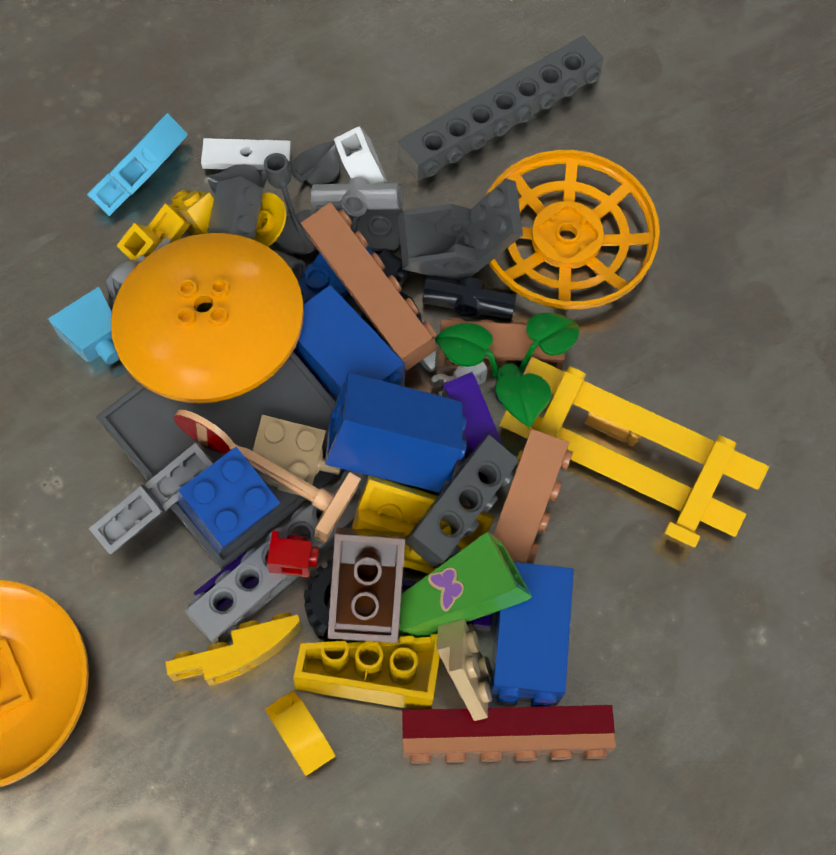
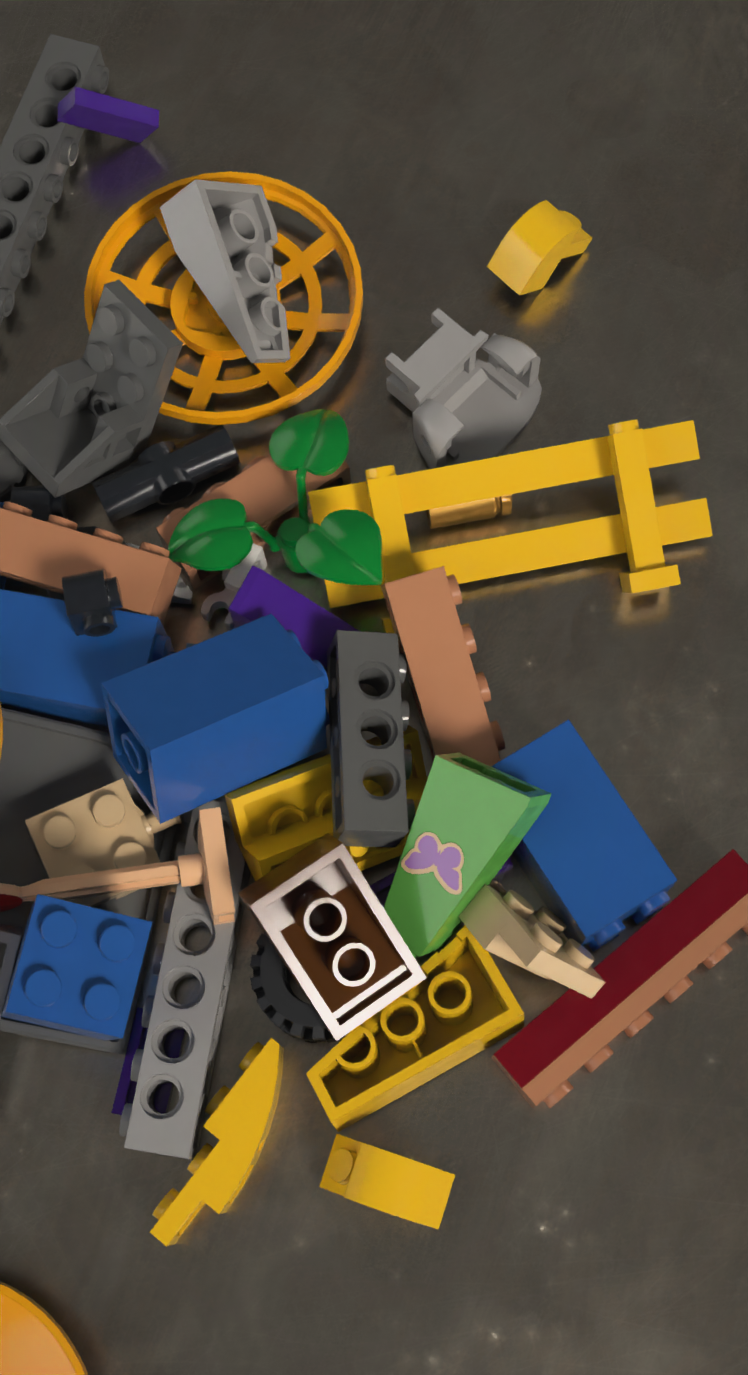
camera: 30 degrees left, 5 degrees up
(291, 555) = (207, 971): red brick -> none
(376, 331) = (91, 602): none -> black plate
(581, 96) = (108, 115): none -> dark purple tile
(587, 205) = (226, 245): none -> light grey wedge
(653, 372) = (463, 404): none -> light grey piece
(758, 316) = (536, 247): none -> yellow brick

